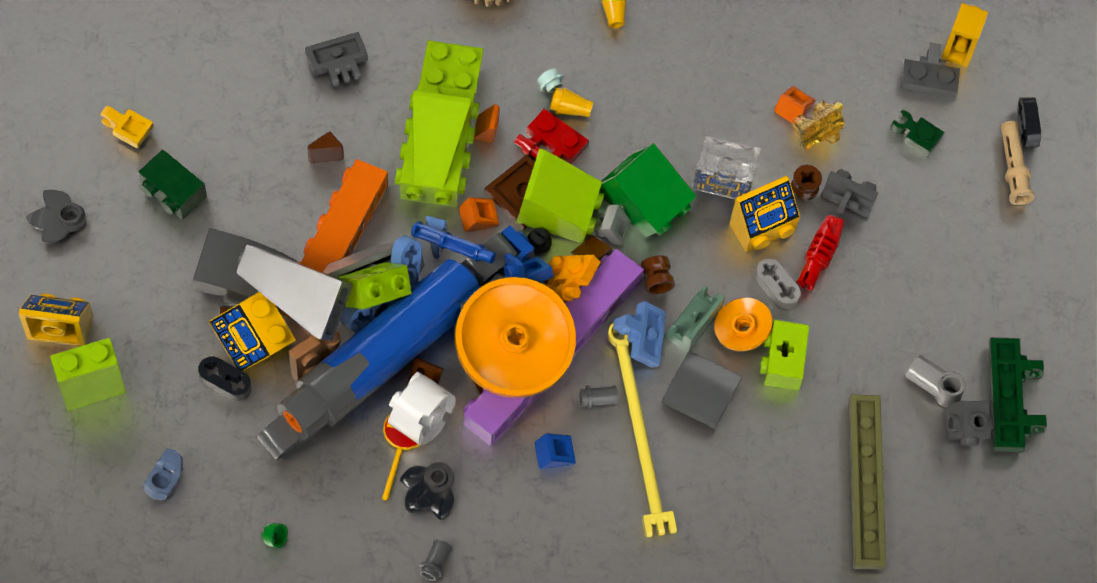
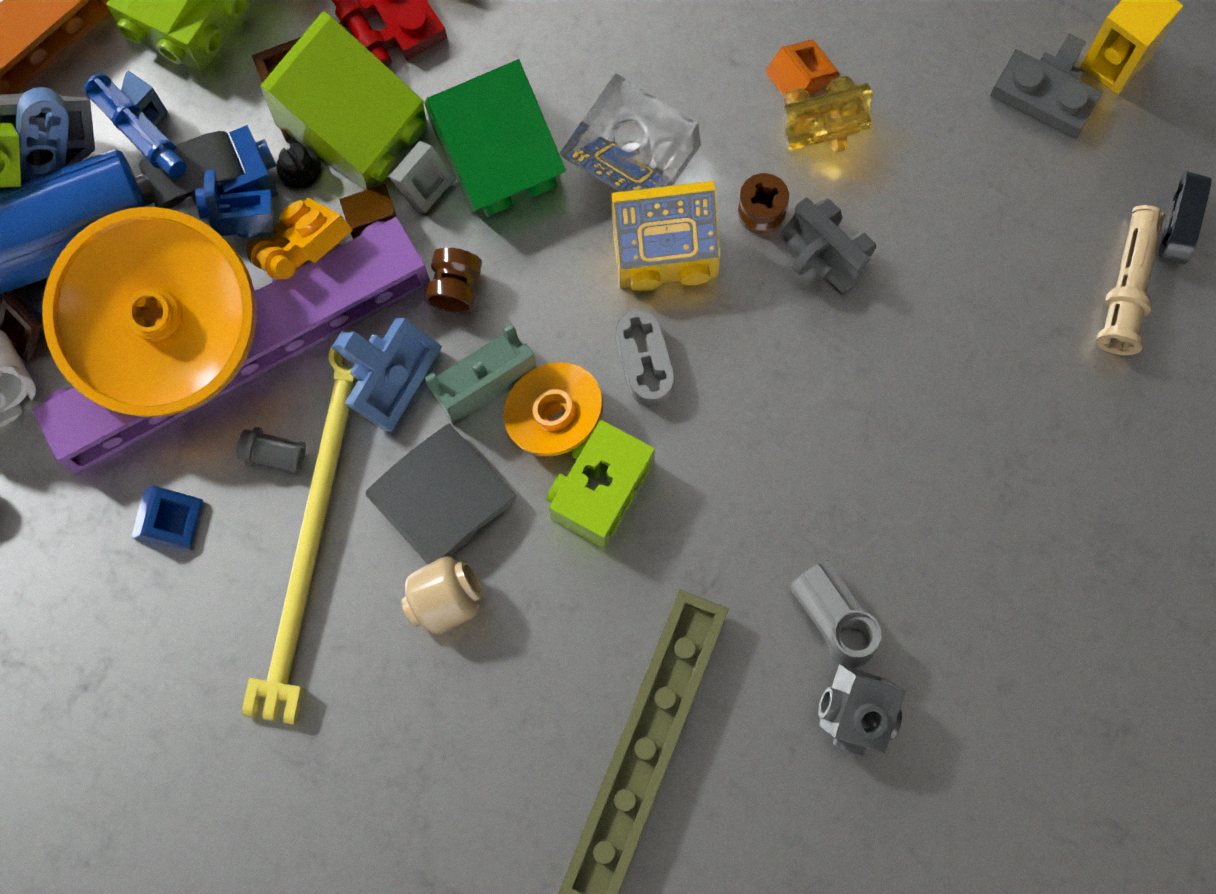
camera: 30 degrees right, 10 degrees up
(478, 214) = (227, 94): orange slope -> none
(727, 438) = (442, 595): none -> tan head
(821, 251) = (738, 325): red hinge -> none
(920, 135) = (989, 183): dark green plate -> none
(1007, 374) = (939, 722): dark green hinge -> none

